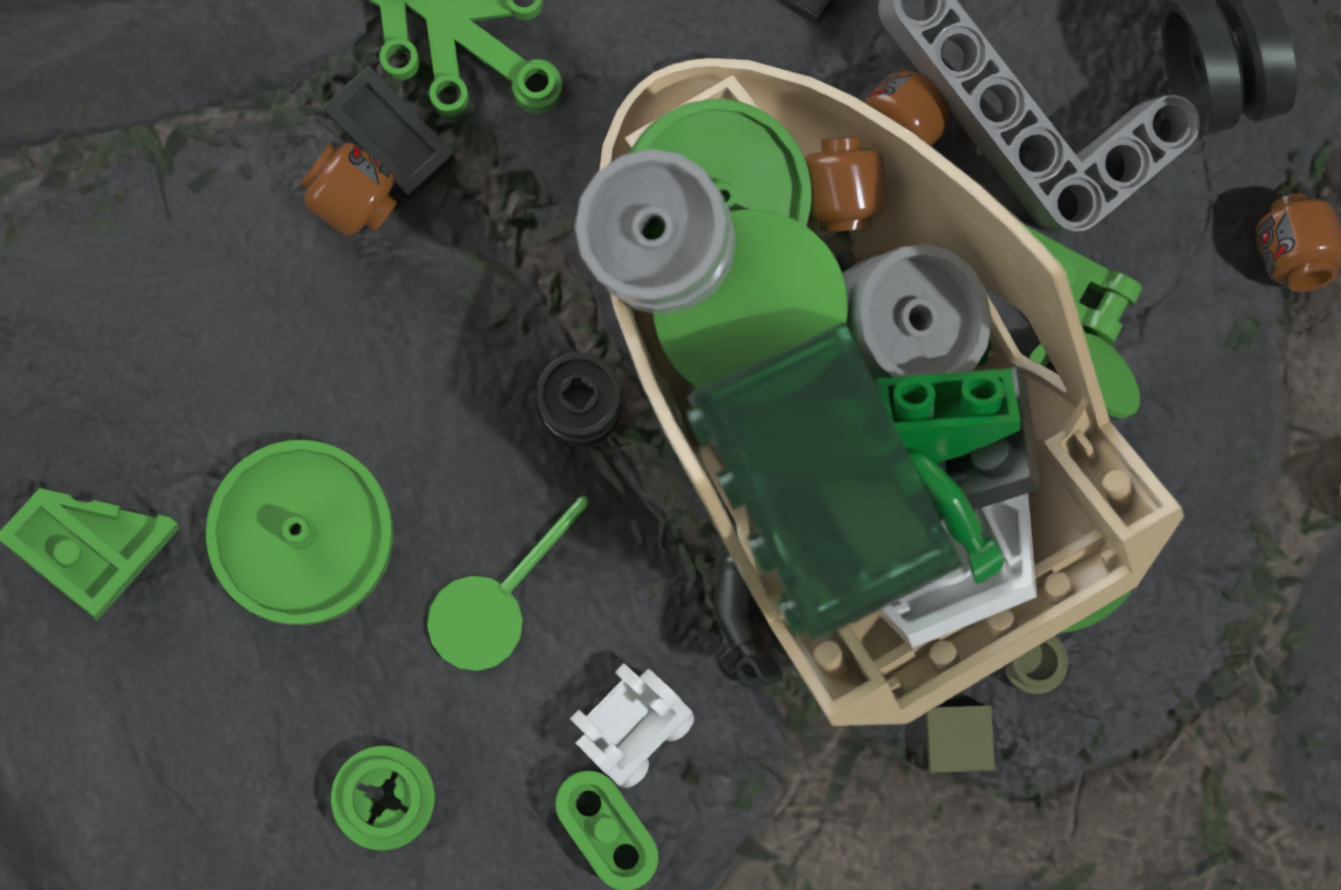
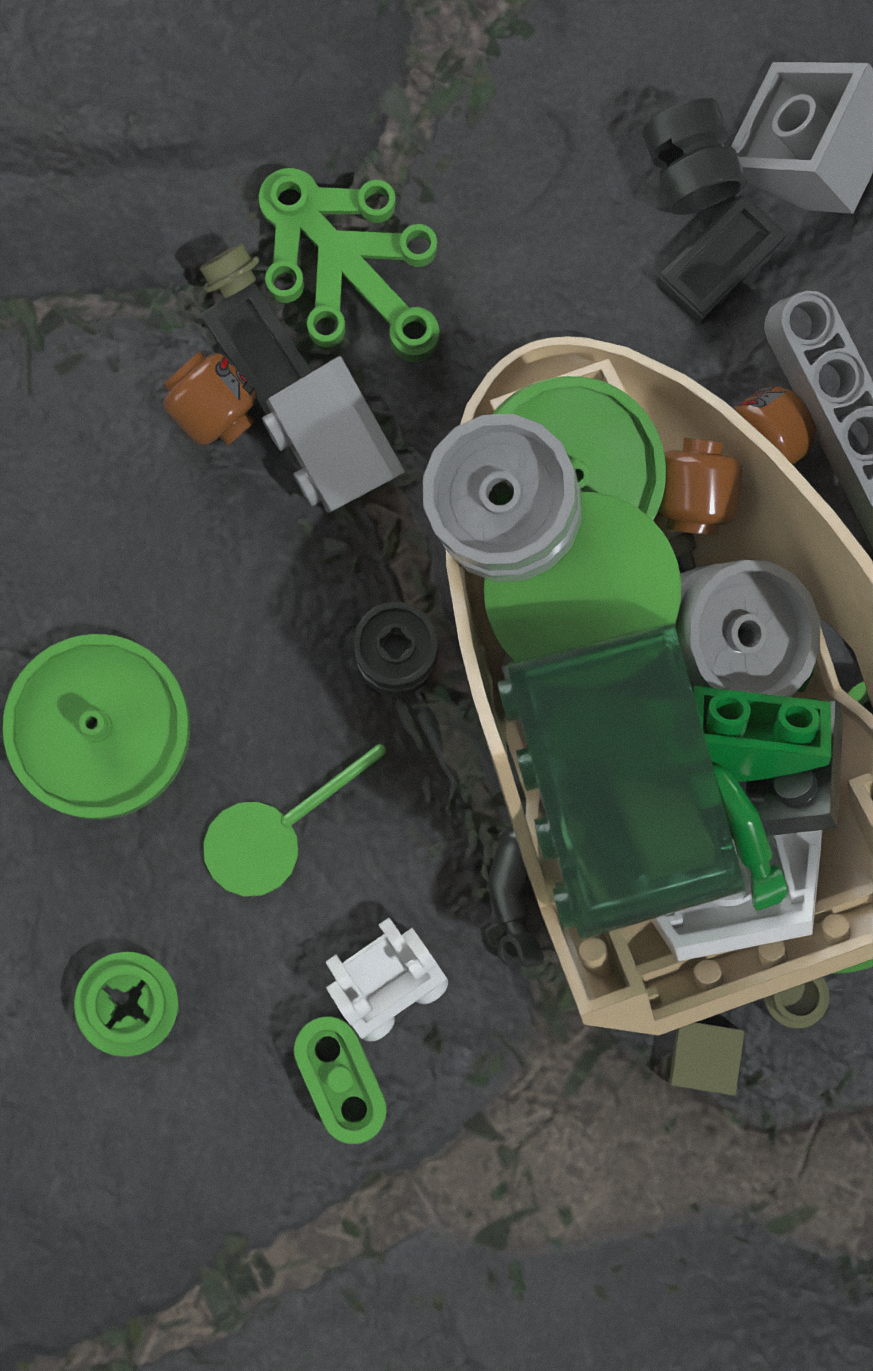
camera: 10 degrees right, 0 degrees up
(343, 59) = (230, 271): none -> olive plate
(476, 204) = (331, 436): none -> light grey slope

